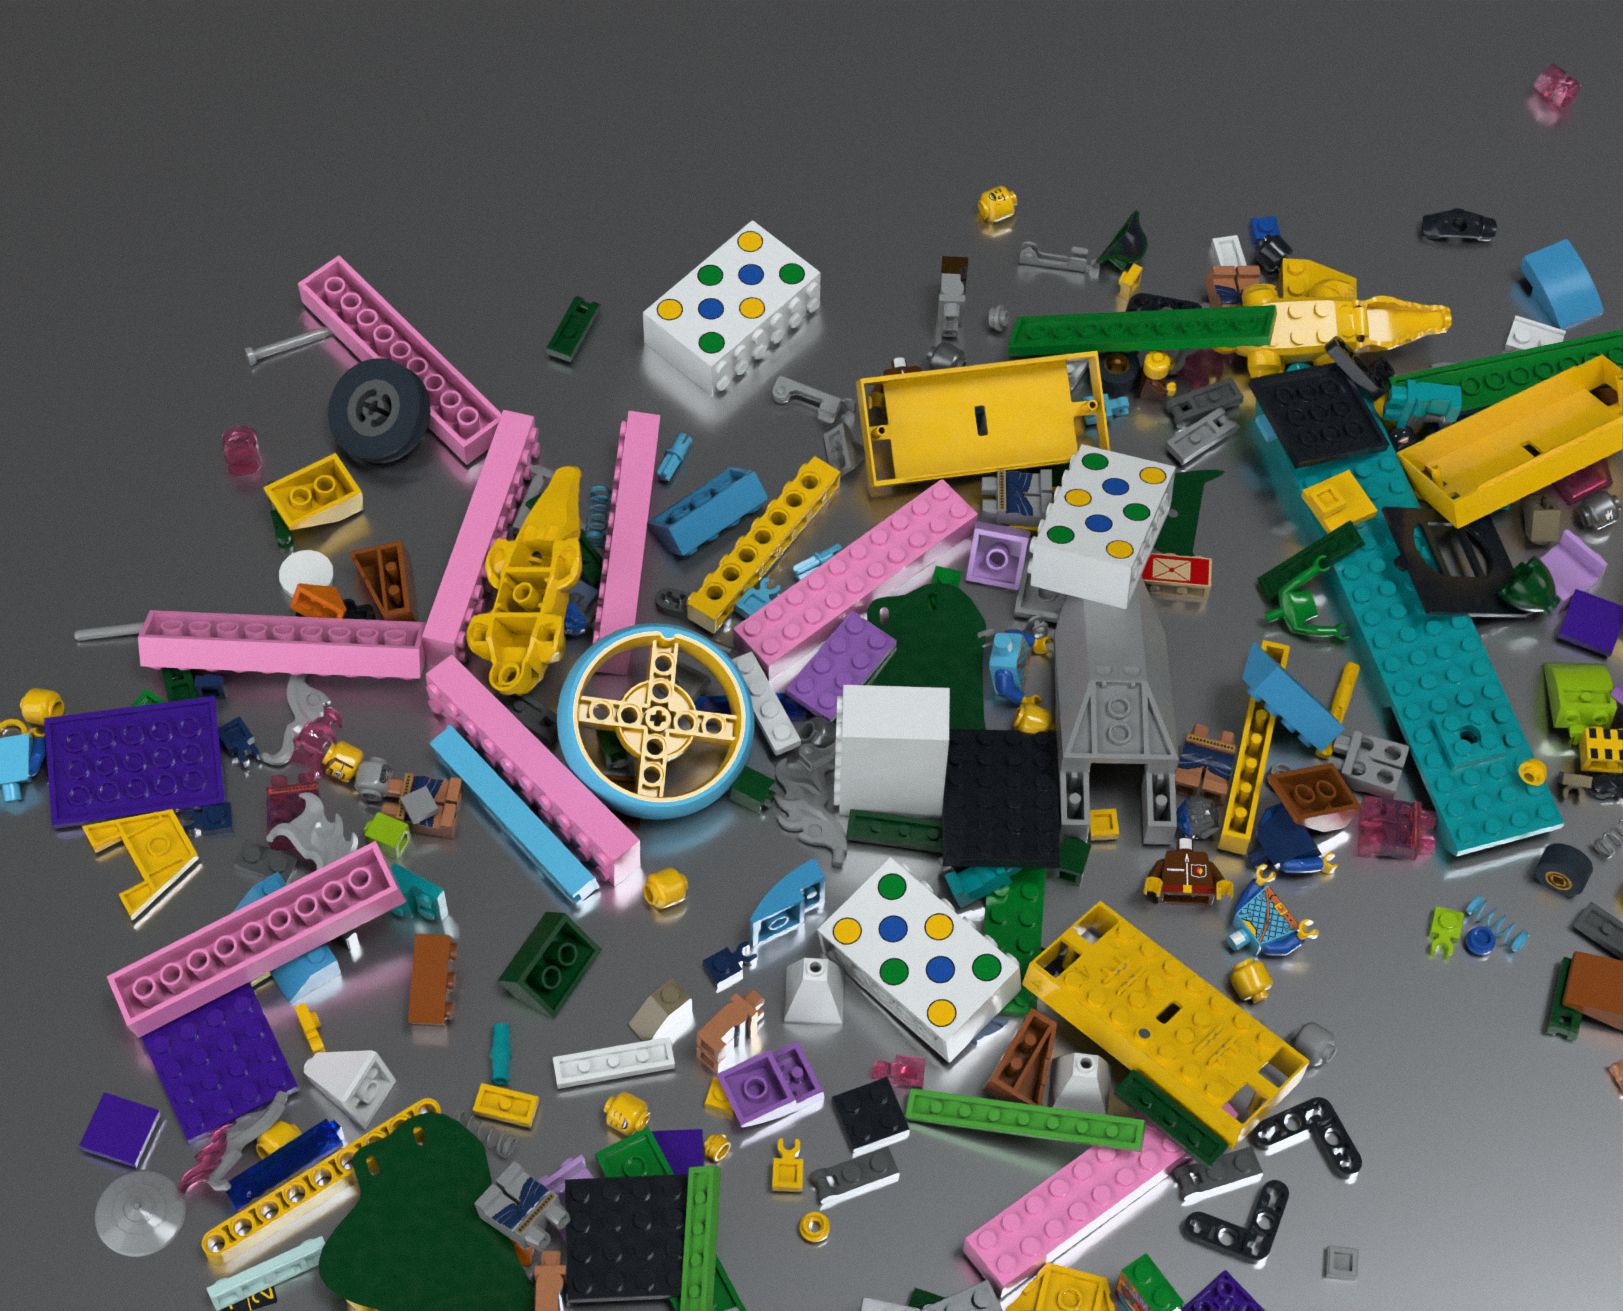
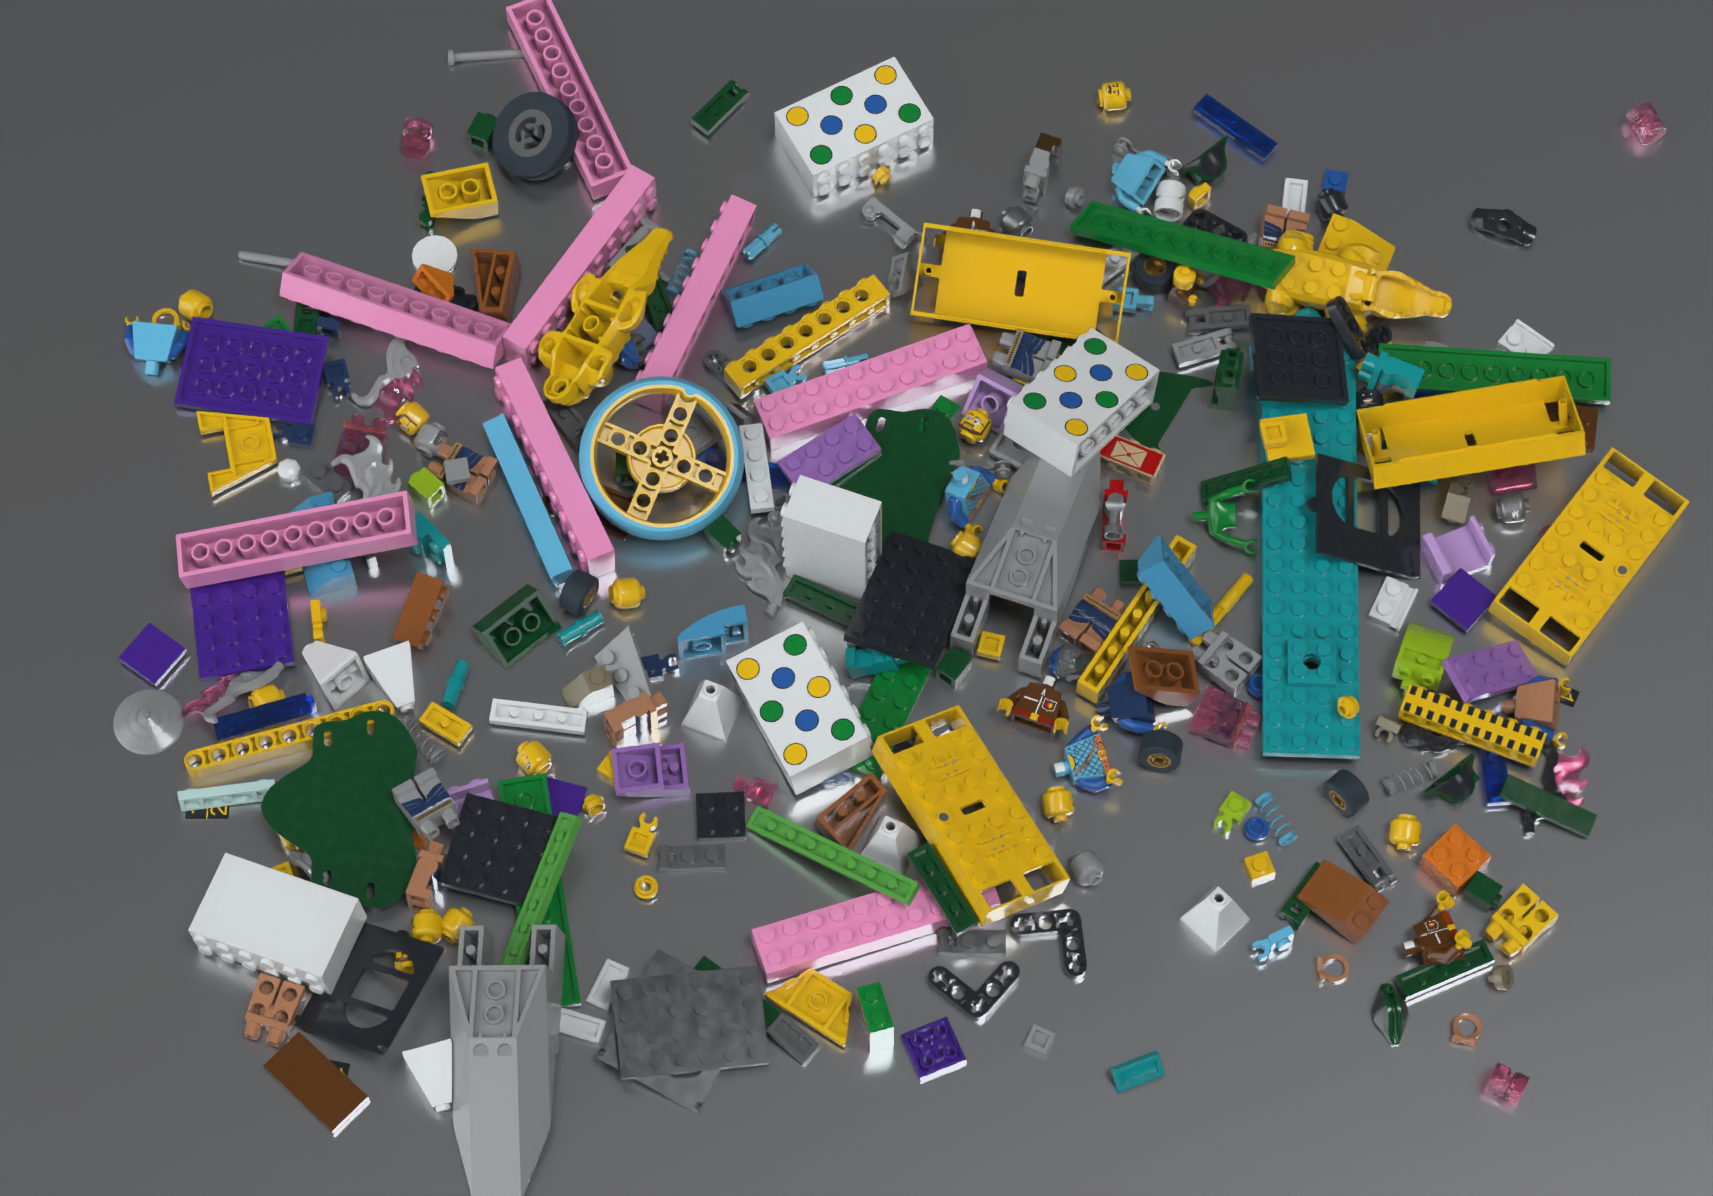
camera: 20 degrees right, 5 degrees up
(215, 863) = (288, 470): none -> white tile
(314, 424) = (481, 131): none -> dark green brick
(425, 1065) = (393, 674): none -> white slope
(611, 903) = (579, 592): none -> black wheel
(625, 944) = (580, 627): none -> teal pin
(696, 972) = (625, 665): none -> light grey wing
(779, 351) = (881, 175): none -> yellow plate
(989, 587) = (975, 425): none -> yellow head
(1061, 276) = (1138, 177): none -> medium azure torso
(1101, 292) = (1169, 200): none -> white wheel
(1130, 199) = (1235, 127): none -> clear blue plate
(1185, 657) = (1114, 511): none -> hips
(1222, 697) = (1128, 572): none -> dark green tile
(1244, 460) = (1227, 379): none -> dark green hips
(1342, 885) = (1160, 751): none -> black wheel
(1412, 781) = (1255, 685): none -> blue plate
(1470, 1264) = (1137, 1071): none -> teal plate
(1479, 1054) = (1215, 918): none -> white slope
(1501, 983) = (1259, 866): none -> yellow plate
(1518, 649) = (1392, 603): none -> white plate
(1531, 588) = (1419, 557): dark green piece -> none
(1562, 285) = (1569, 303): dark azure slope -> none
(1562, 1059) = (1278, 940): none -> medium azure plate

